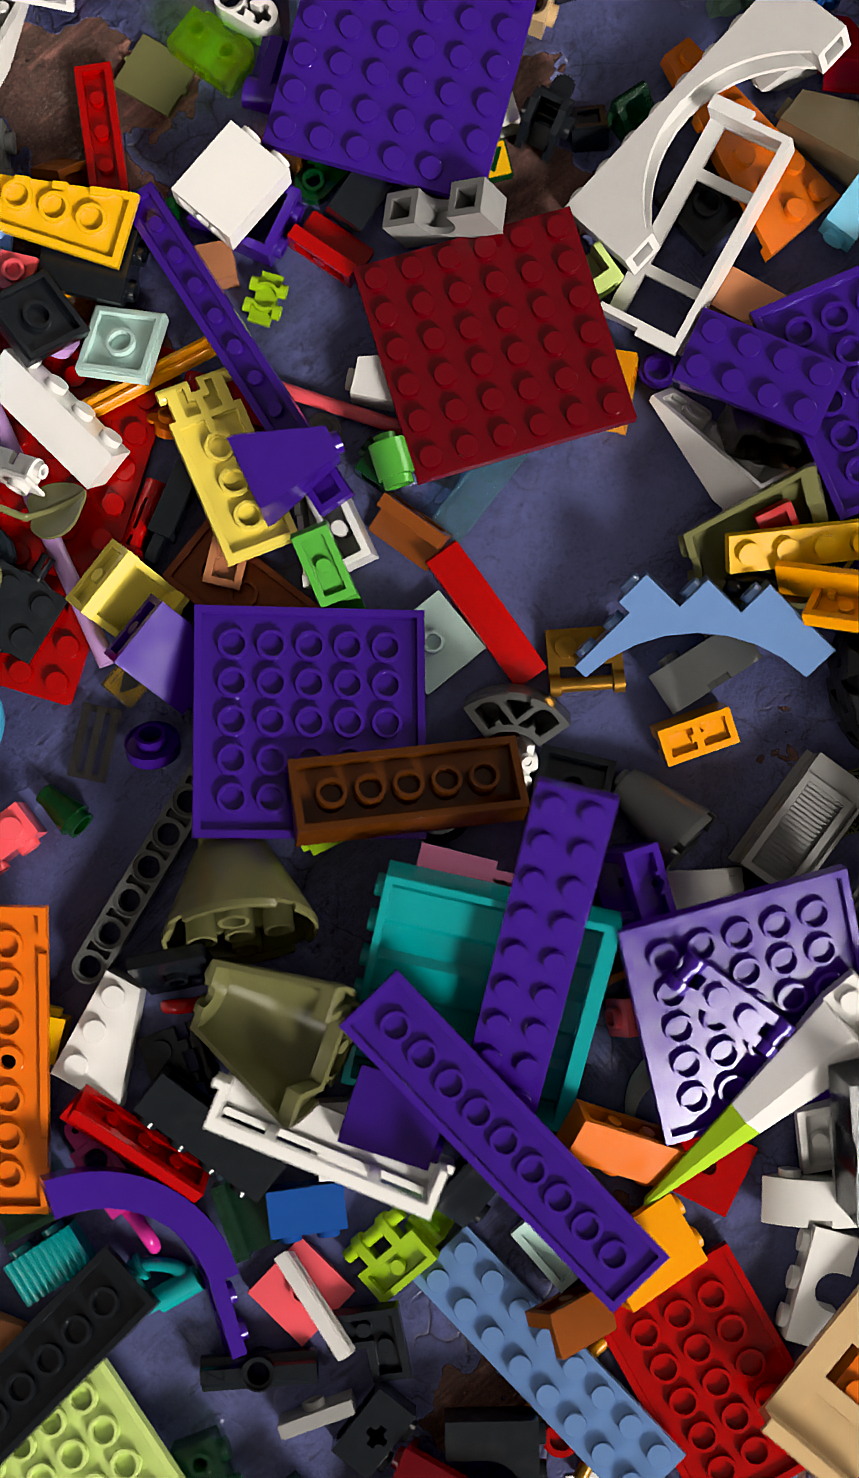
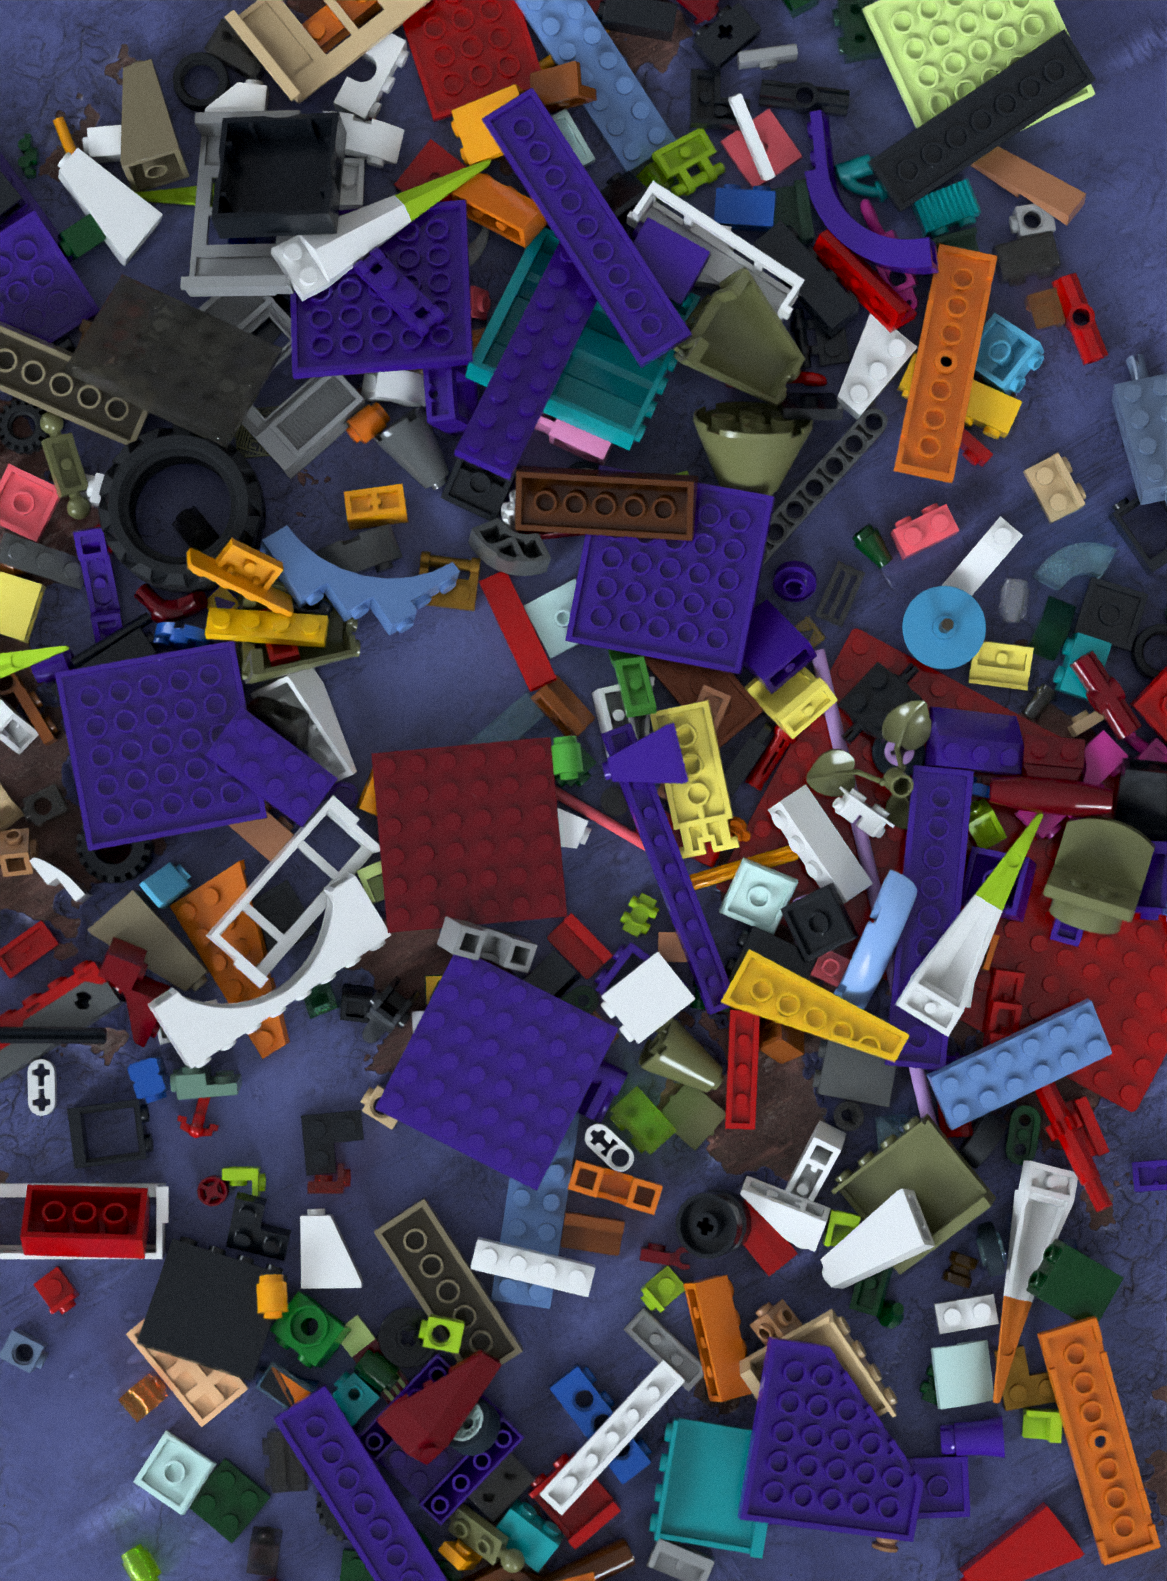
camera: 170 degrees left, 0 degrees up
(176, 127) = (680, 1058): none -> olive cone
(727, 836) = (367, 423): none -> orange brick

